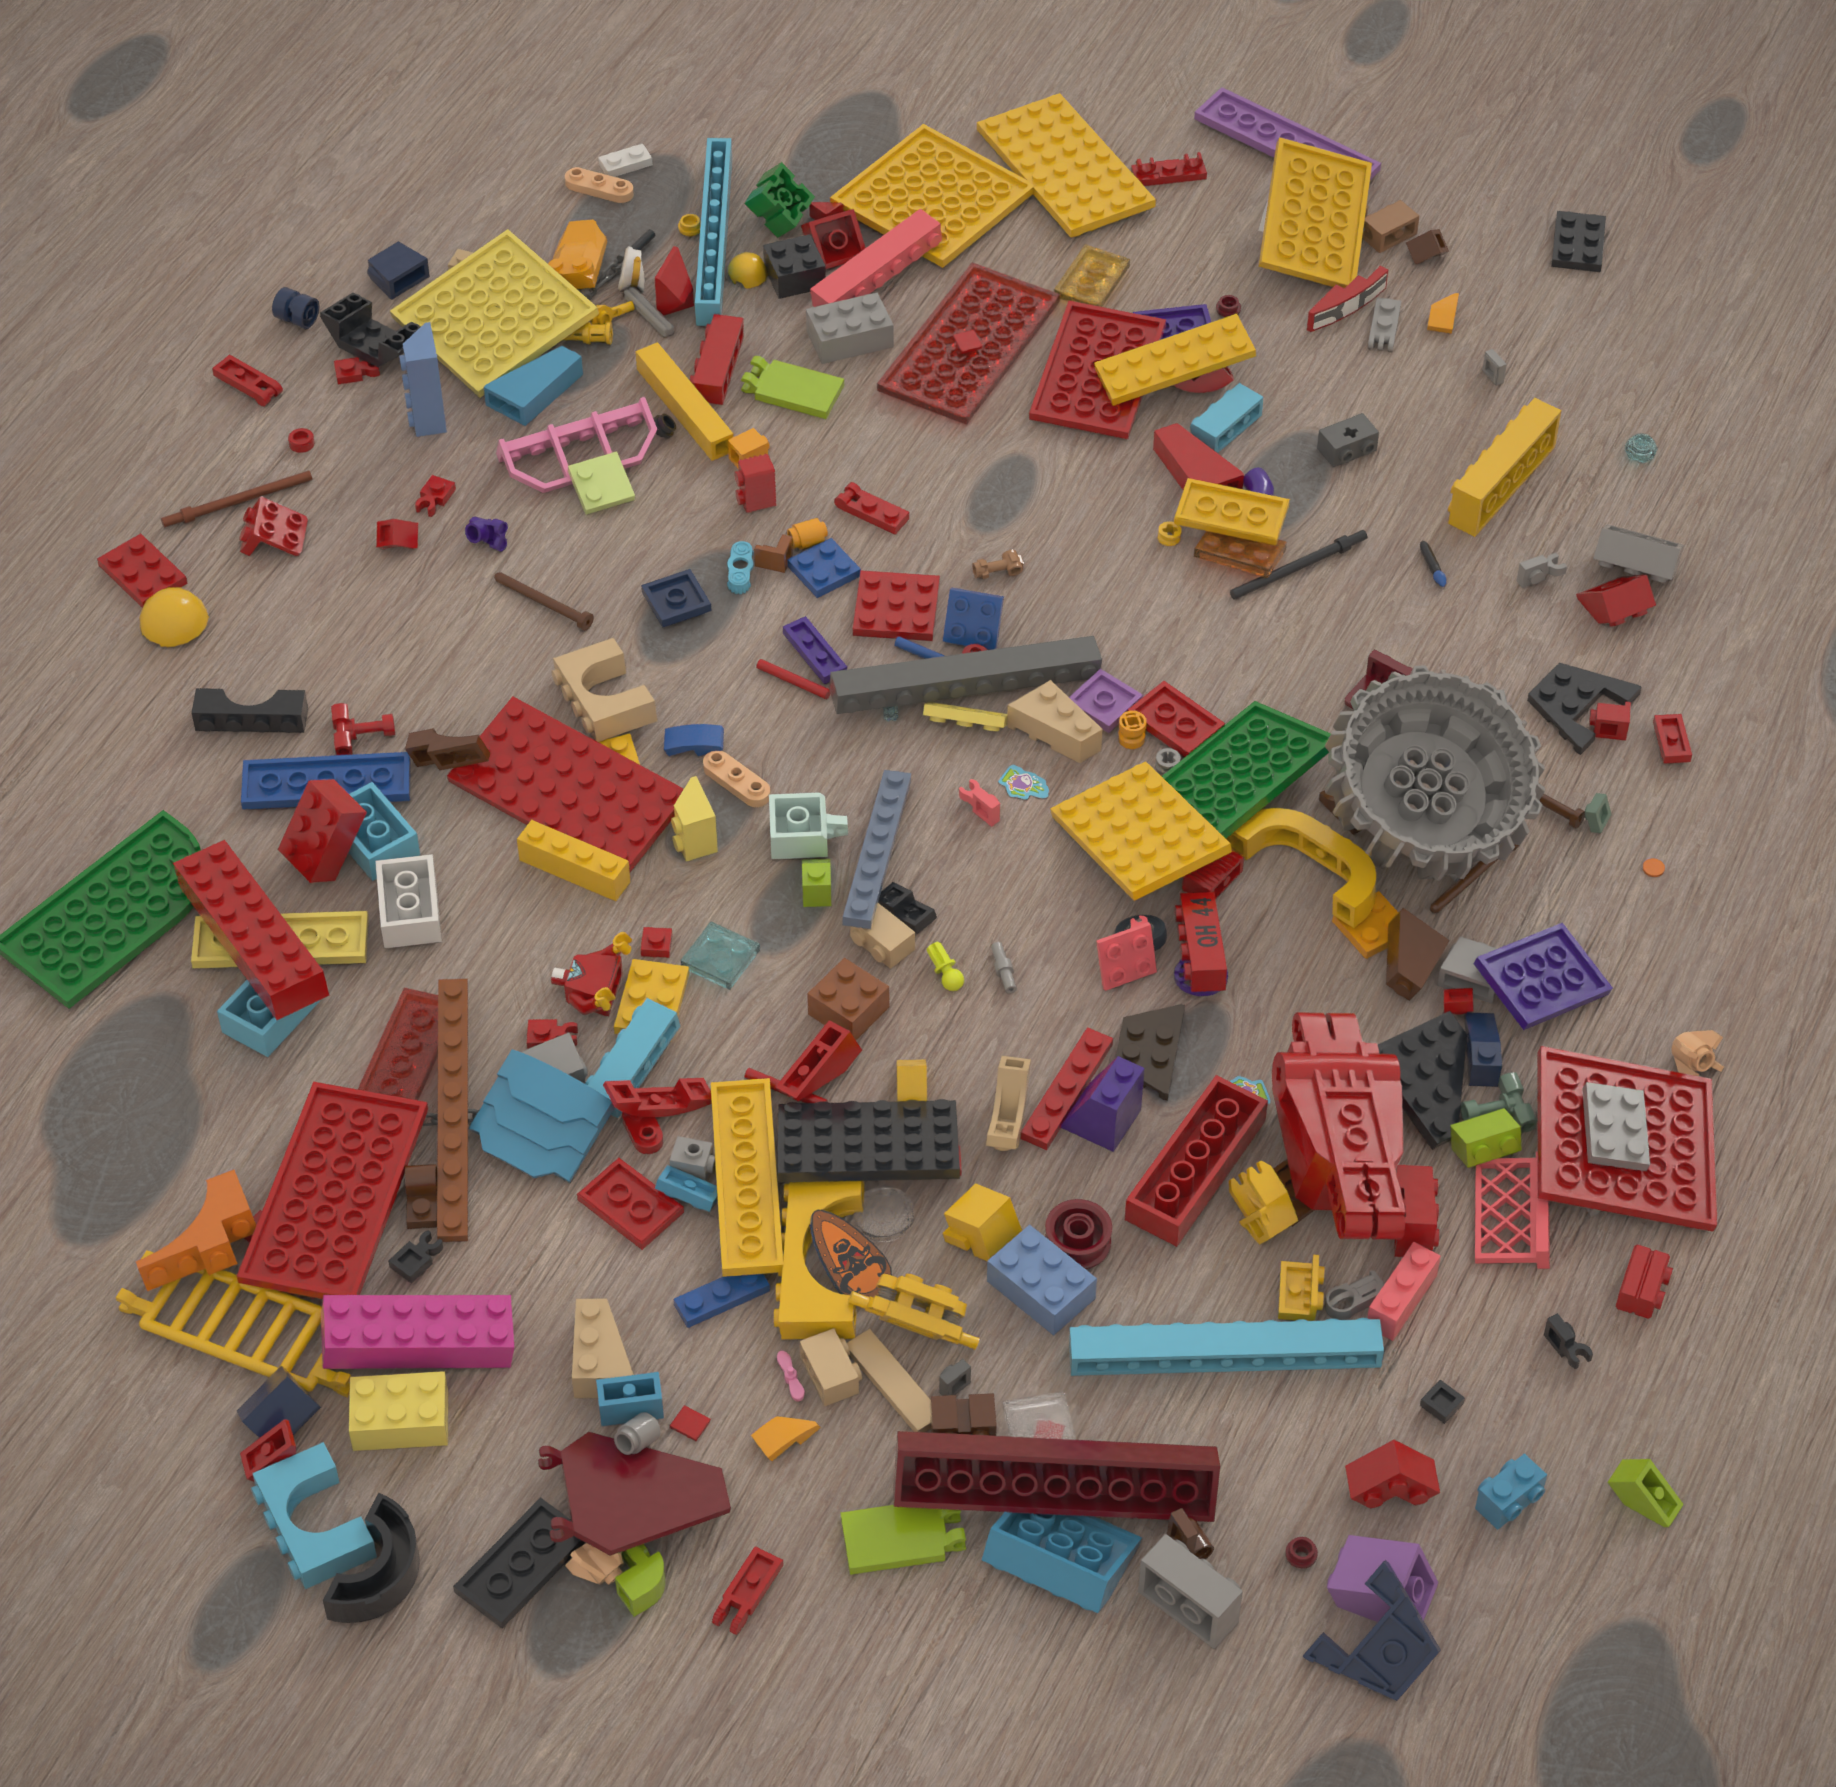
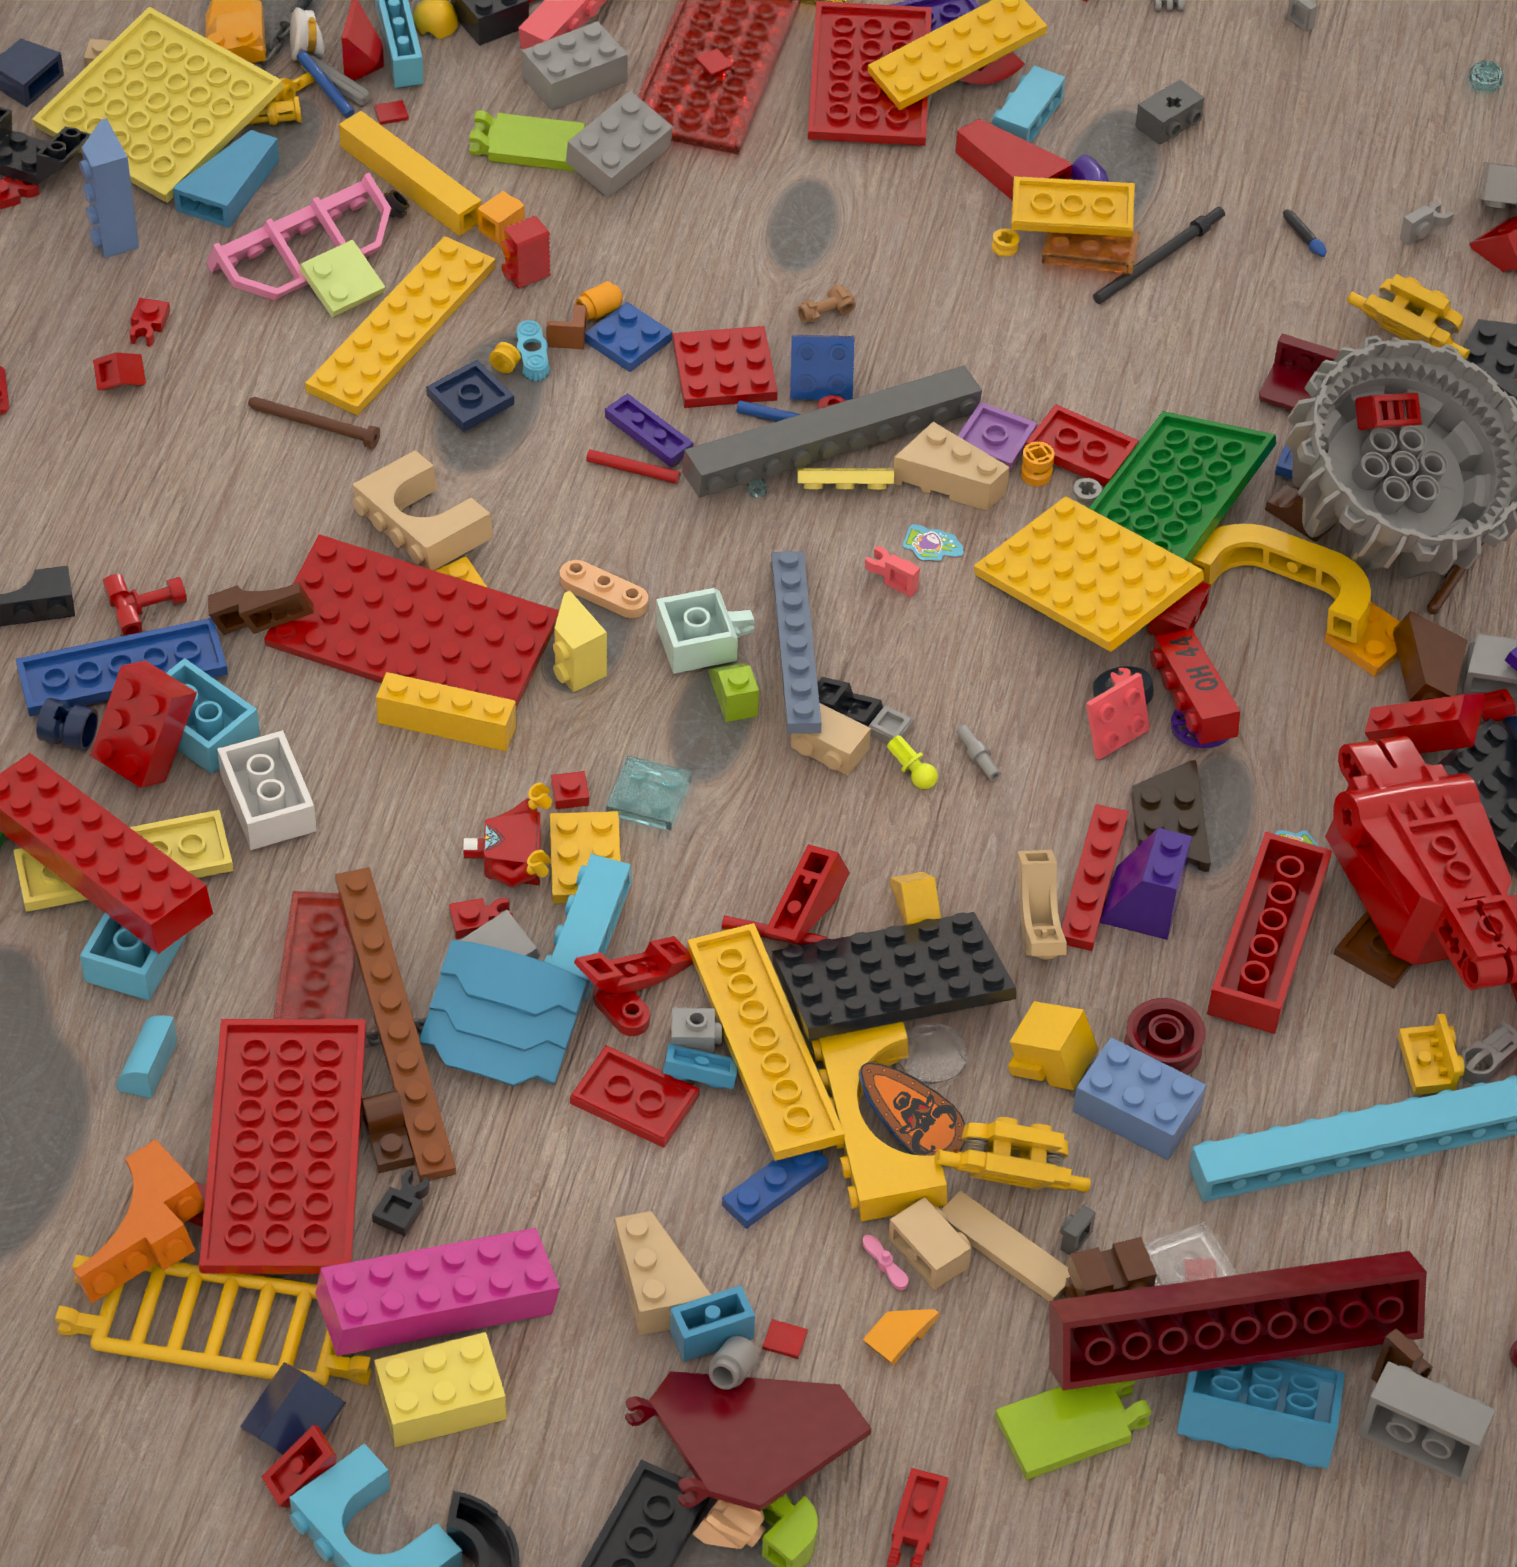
camera: 15 degrees left, 0 degrees up
(252, 1102) = (149, 1057): none -> medium azure brick
(266, 820) = (71, 725): none -> dark blue wheel
(487, 530) = (226, 352): dark purple plate -> none
(638, 314) = (326, 85): none -> blue bar
(638, 529) = (400, 325): none -> yellow plate
(687, 346) = (391, 112): none -> red piece
(696, 737) = (541, 549): blue slope -> none
(714, 570) = (504, 357): none -> yellow bush
(718, 357) = (433, 117): red brick -> none
(848, 998) = (816, 815): dark orange brick -> none
(863, 401) = (619, 144): none -> light grey brick
(871, 508) = (661, 263): red plate -> none
(938, 931) = (890, 724): none -> light grey tile
(1262, 1202) = (1365, 985): yellow piece -> none
(1388, 1006) = (1429, 723): none -> red slope
(1409, 732) = (1370, 412): none -> red slope
(1503, 466) = (1351, 116): yellow brick -> none
(1514, 647) = (1412, 312): none -> yellow piece

